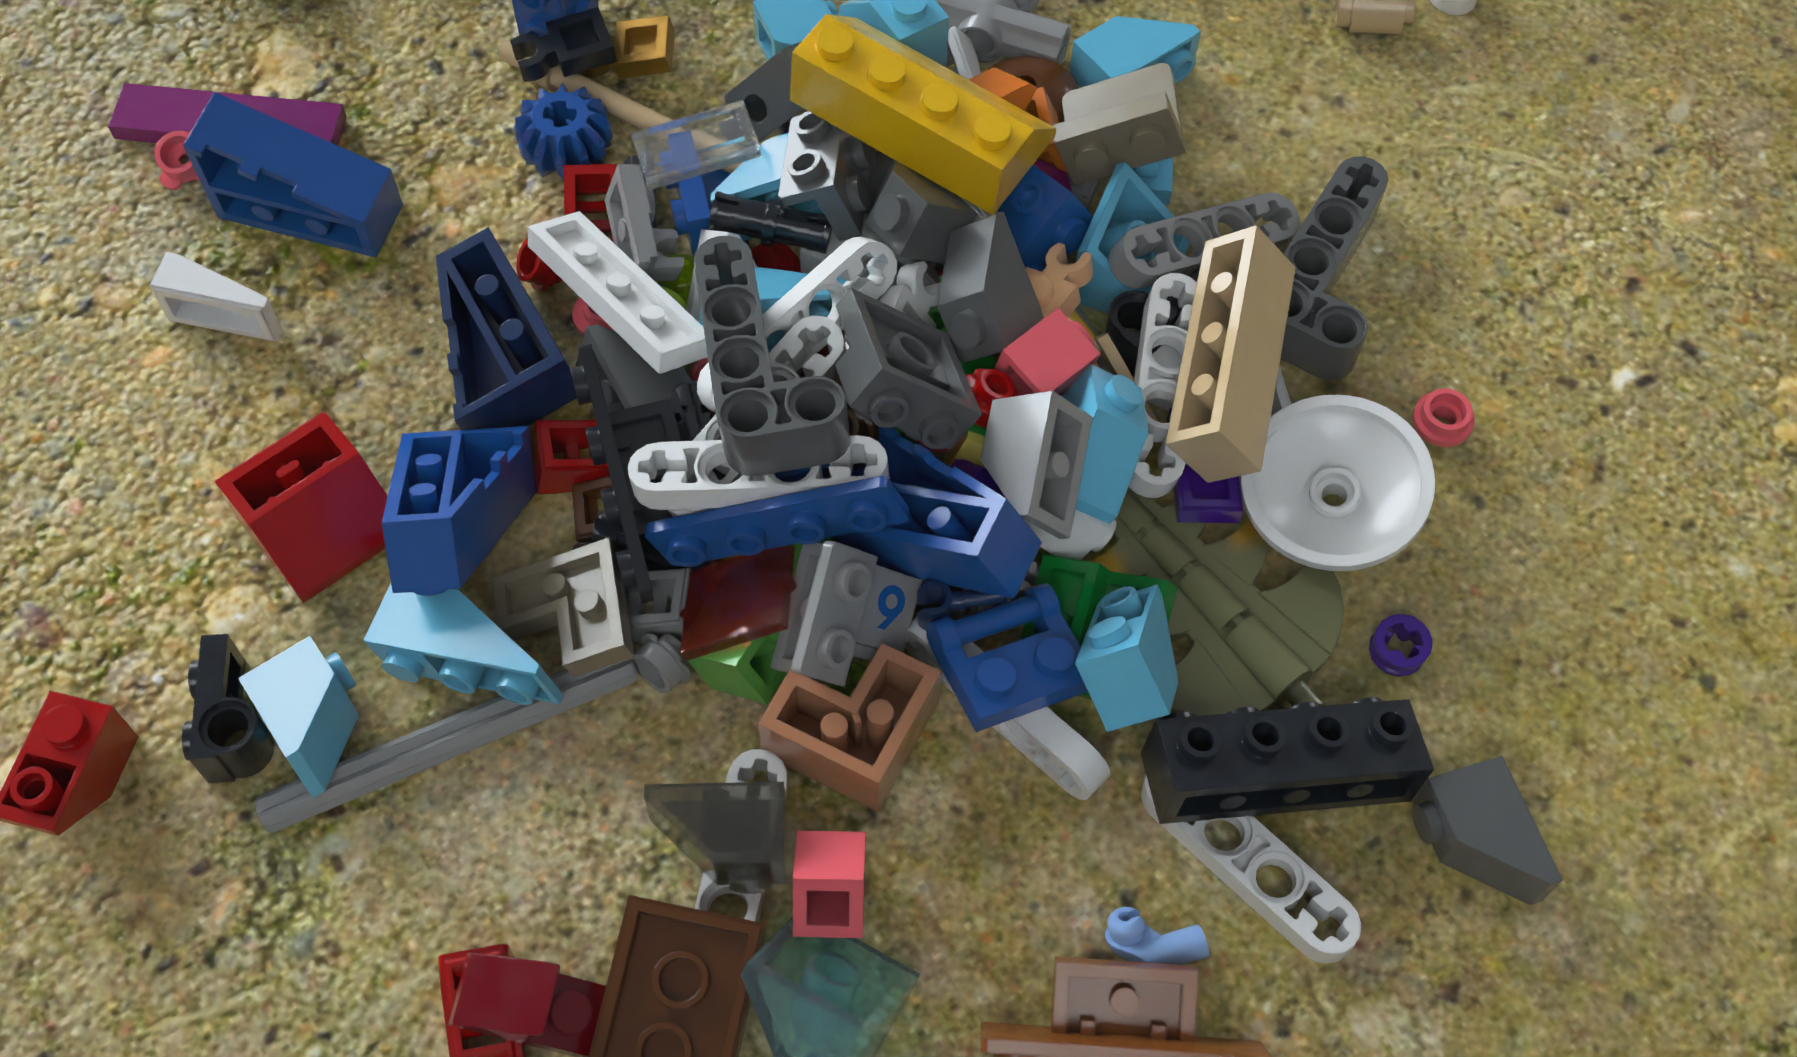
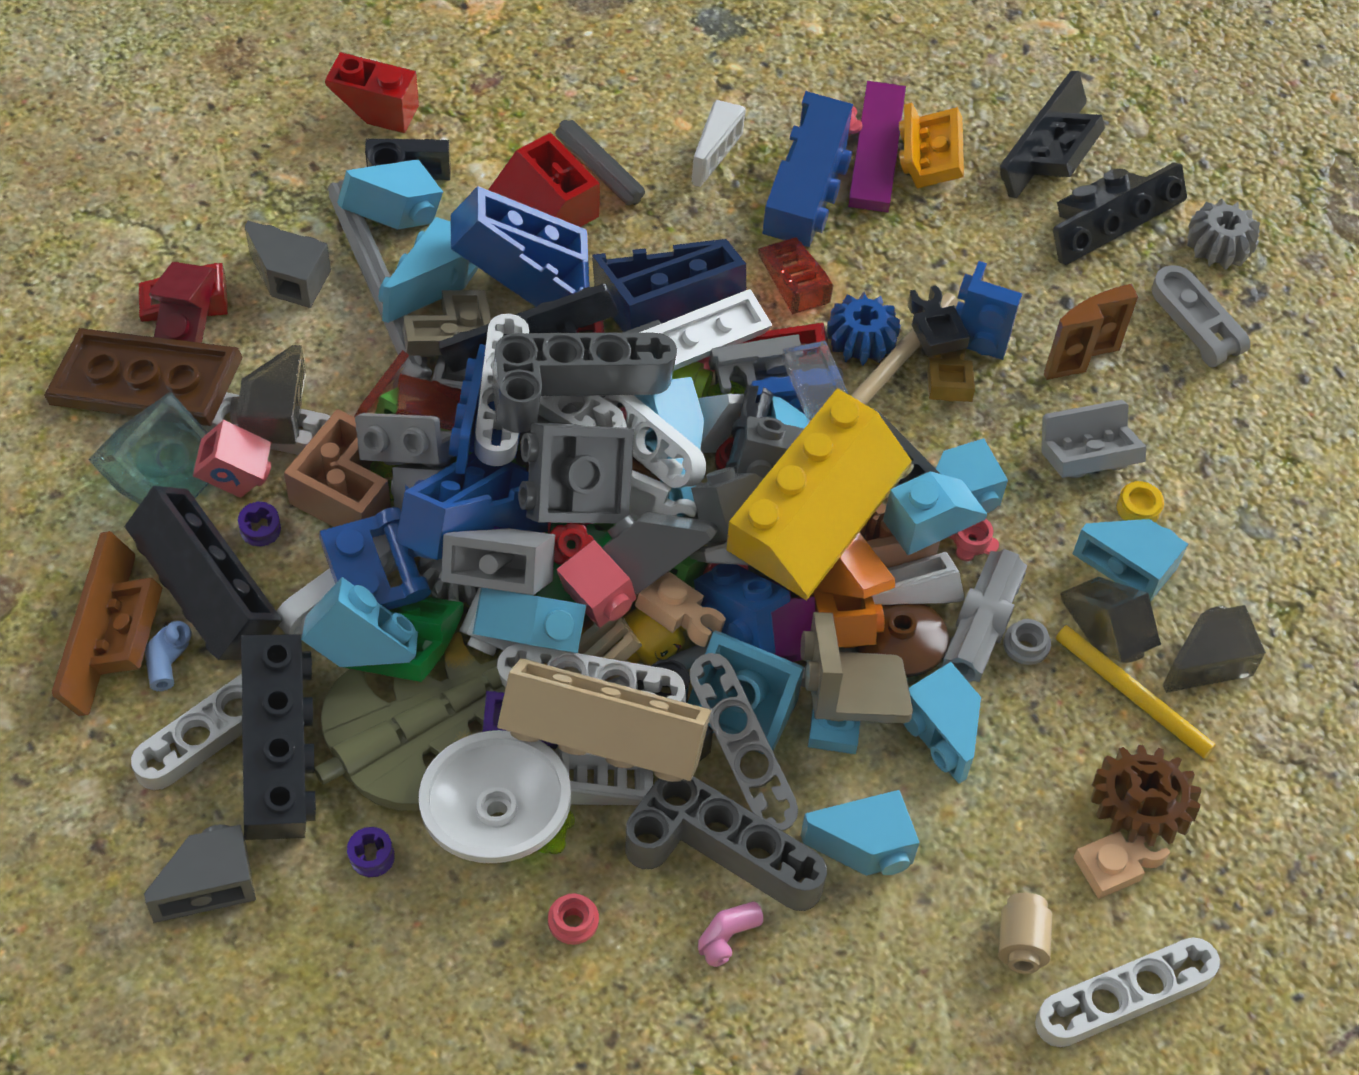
camera: 90 degrees right, 5 degrees down
(198, 474) = (600, 162): none -> dark grey axle
(244, 52) = (932, 146): none -> light orange bracket
(431, 866) = (288, 263): none -> dark grey slope
(465, 188) = (803, 297): none -> clear red slope
(704, 693) = (383, 384): none -> clear red piece
(899, 854) = (253, 514): none -> dark purple bush
(1033, 897) = (200, 571): none -> black brick
(1285, 131) = (865, 834): none -> medium azure slope
(1429, 271) = (723, 926): none -> bright pink arm

